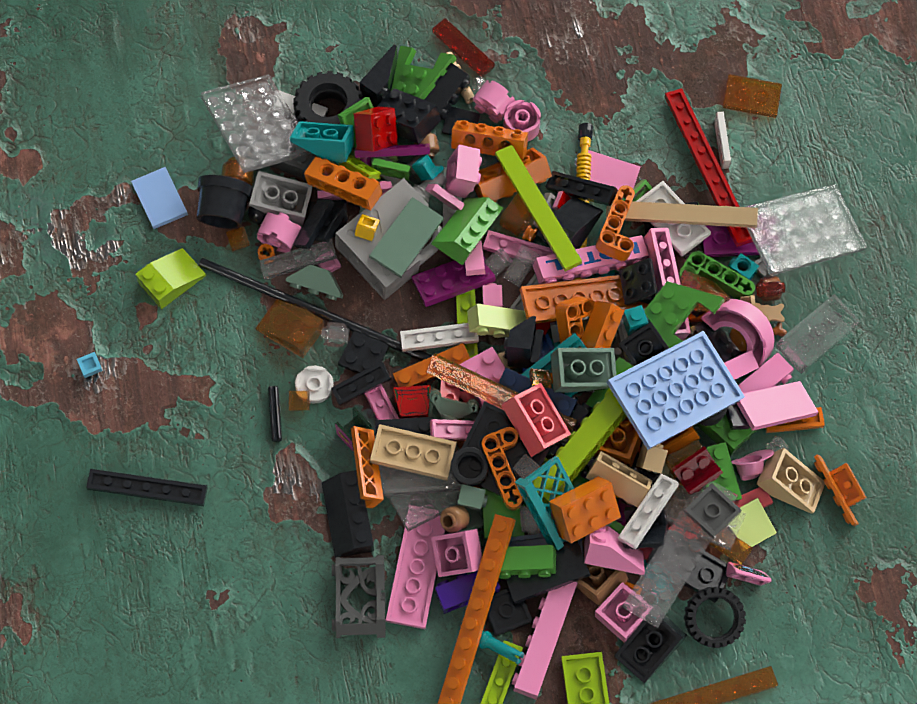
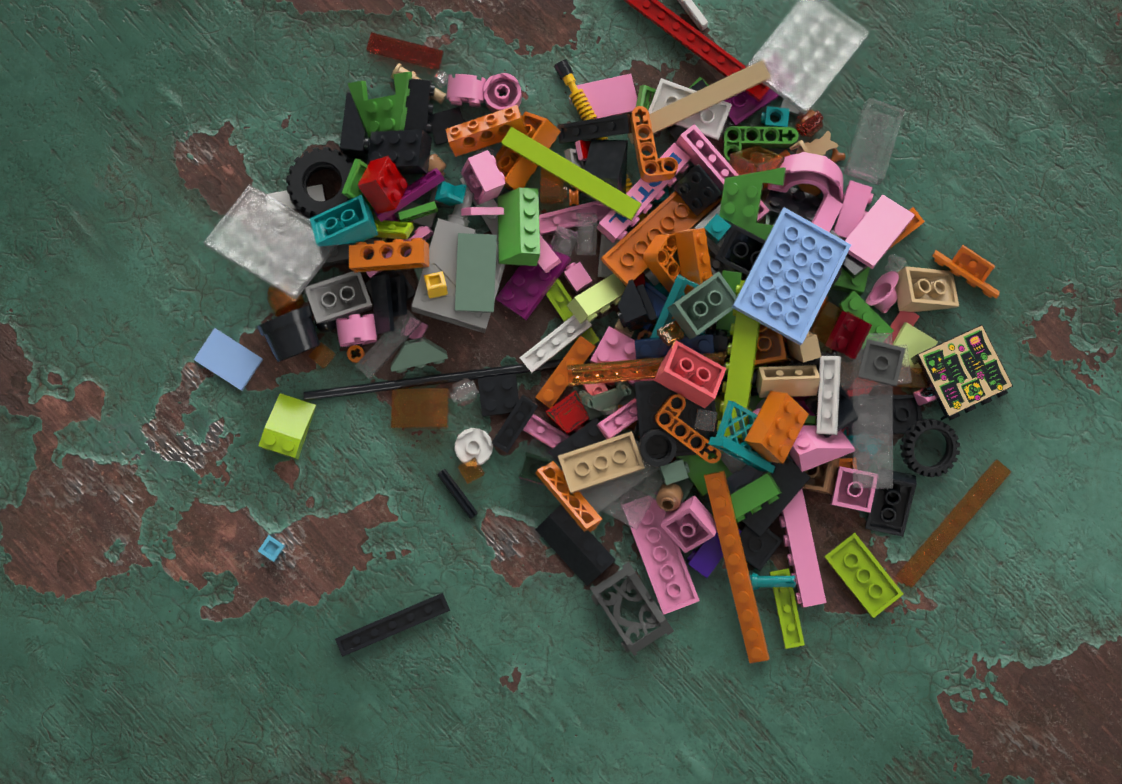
camera: 25 degrees left, 15 degrees up
(784, 570) = (964, 372): none -> panel

